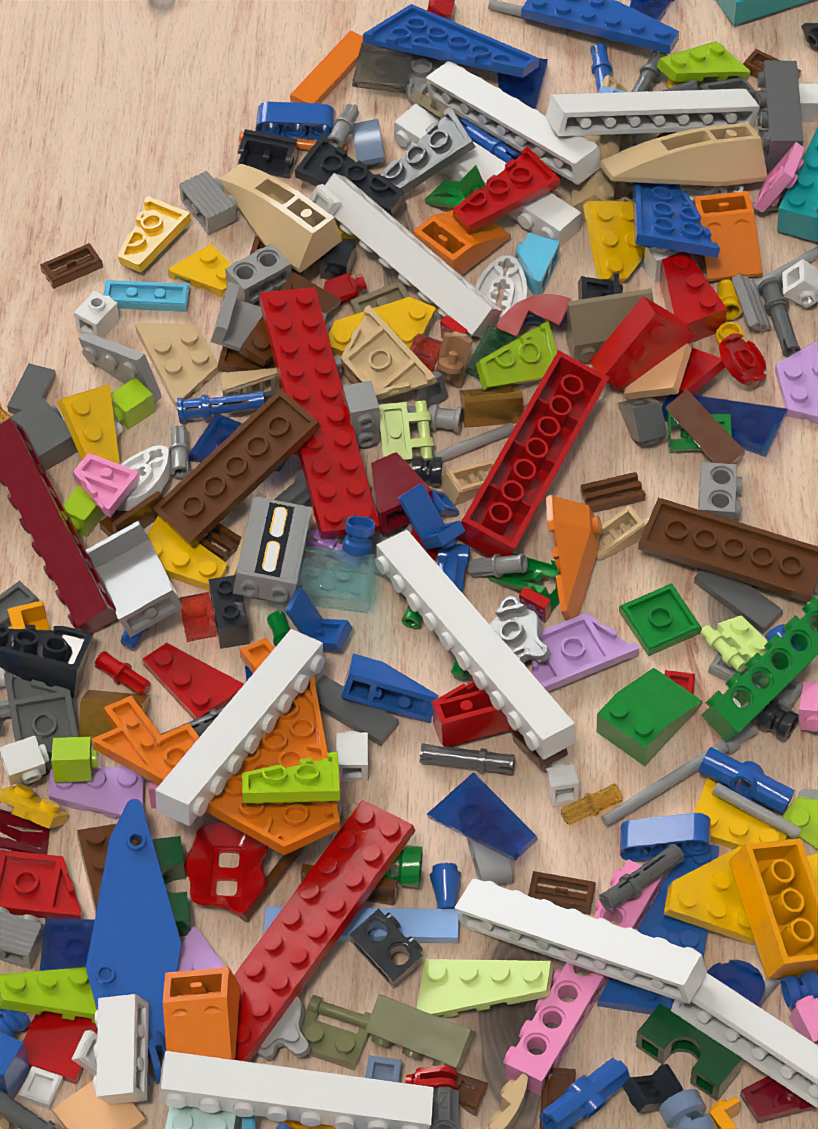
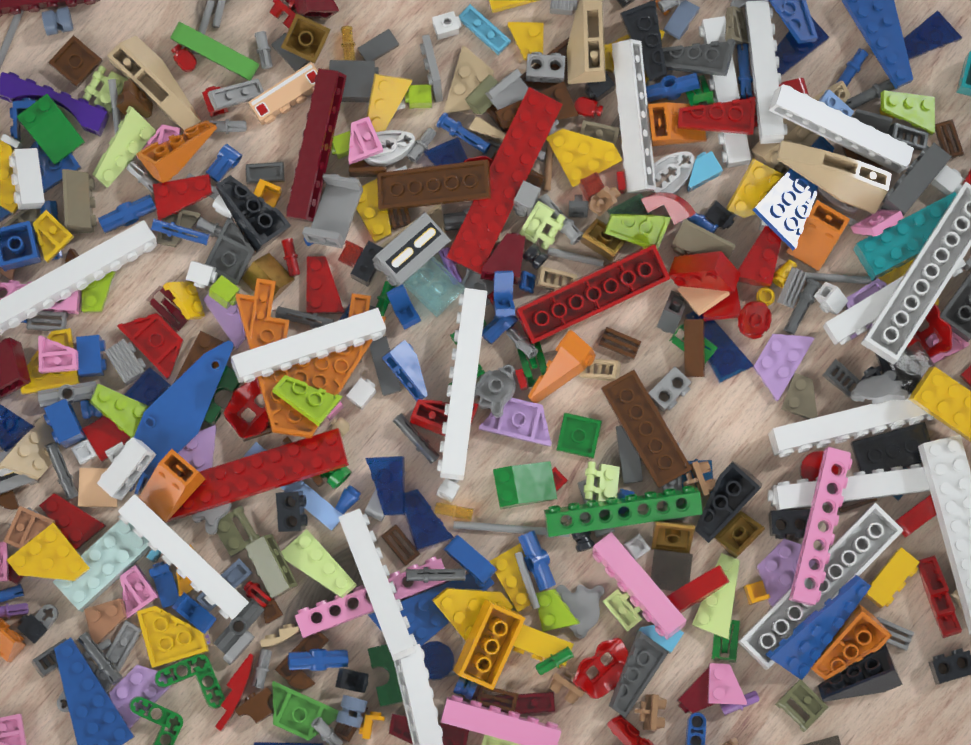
camera: 35 degrees right, 25 degrees up
(208, 355) = (477, 98): none -> olive slope
(325, 199) = (612, 51): white tile -> none
(358, 535) = (463, 273): blue wheel -> none
(384, 359) = (564, 174): tan wing -> none
(424, 201) = (672, 87): none -> blue piece
(569, 846) = (423, 522): none -> clear blue wing

